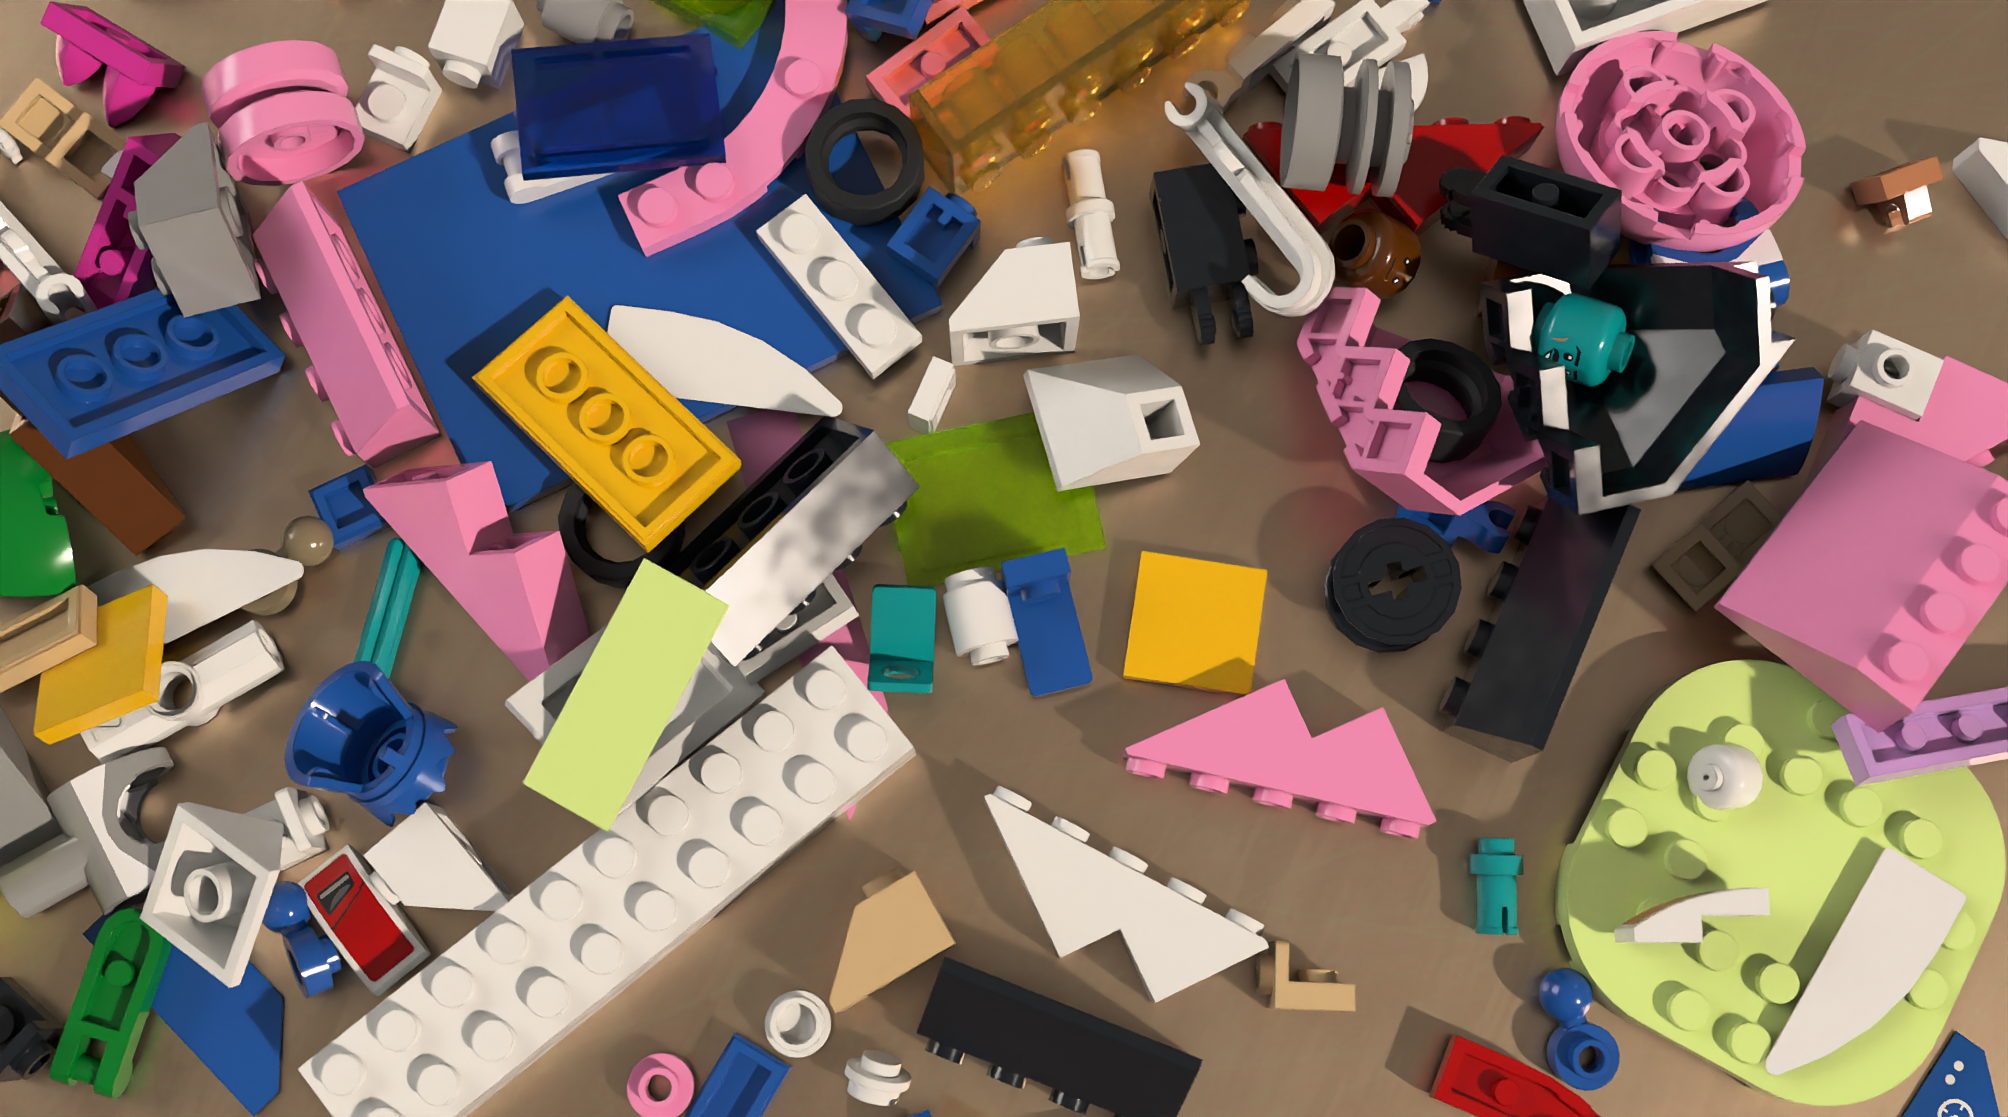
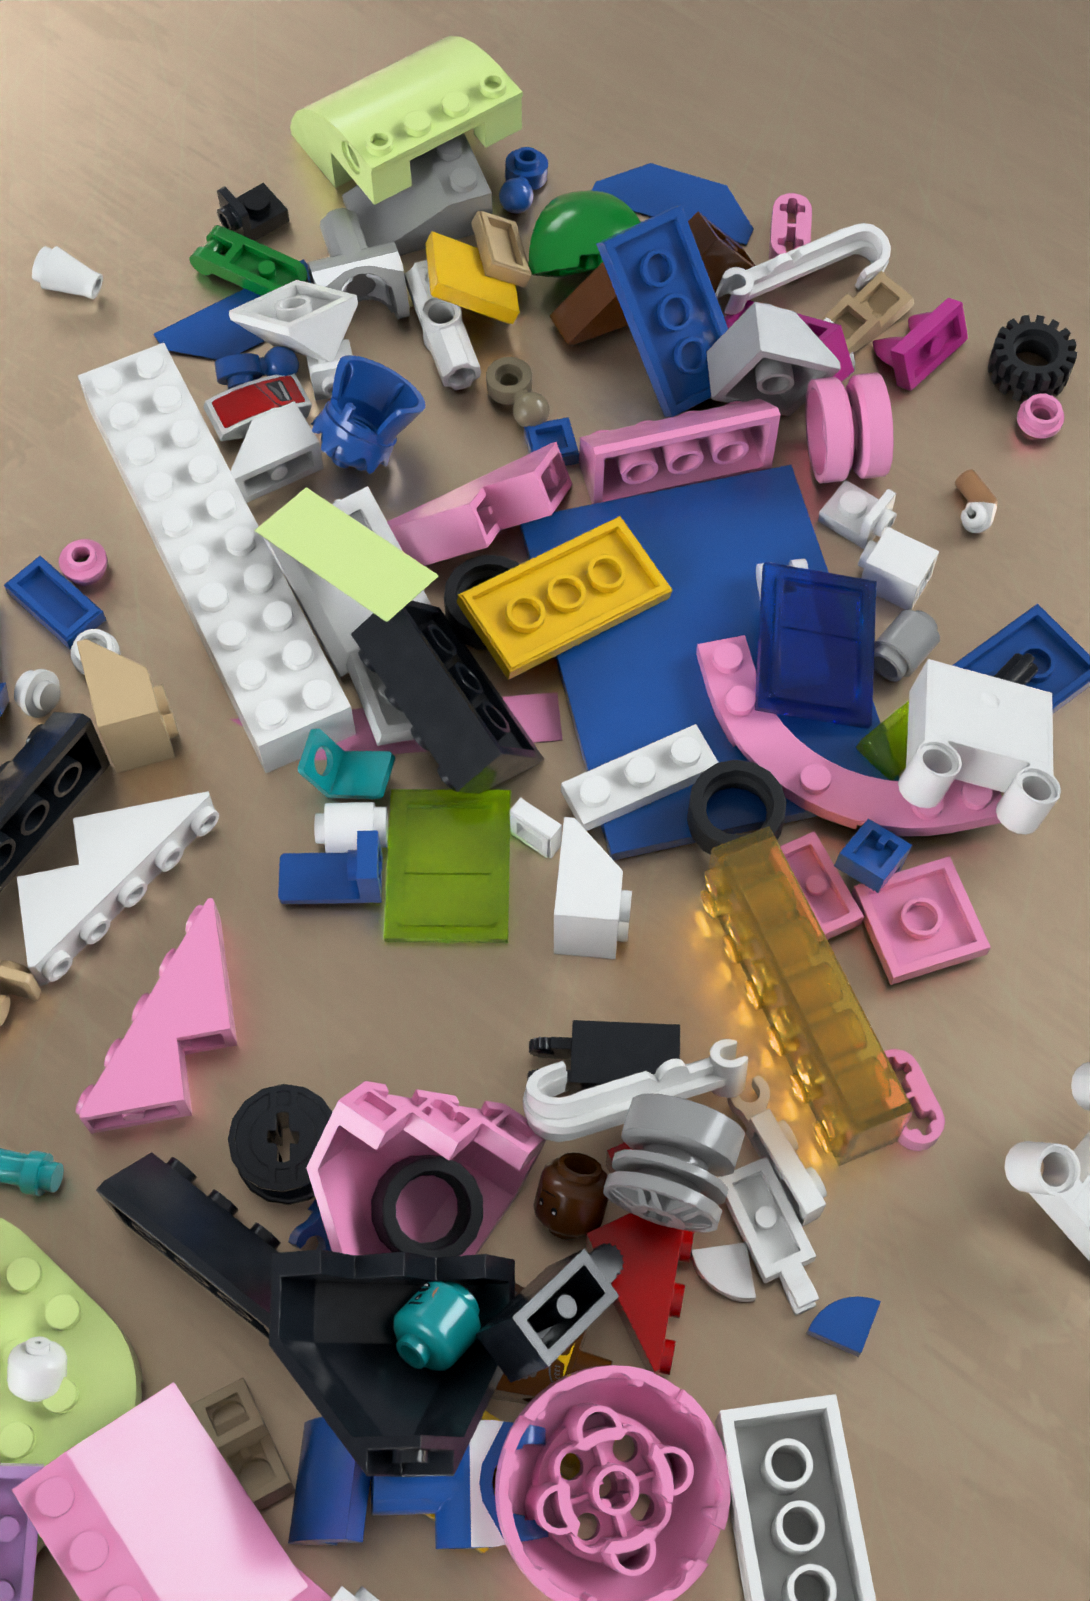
camera: 105 degrees right, 15 degrees down
(202, 584) = (516, 344): white sticker -> none
(389, 606) = (454, 446): teal axle -> none
(717, 363) = (599, 684): white sticker -> none
(935, 235) = (666, 854): blue bracket -> none
(1090, 214) = (663, 982): white pin -> none
(1110, 420) = (483, 947): white slope -> none
(1195, 624) = (303, 989): yellow tile -> none

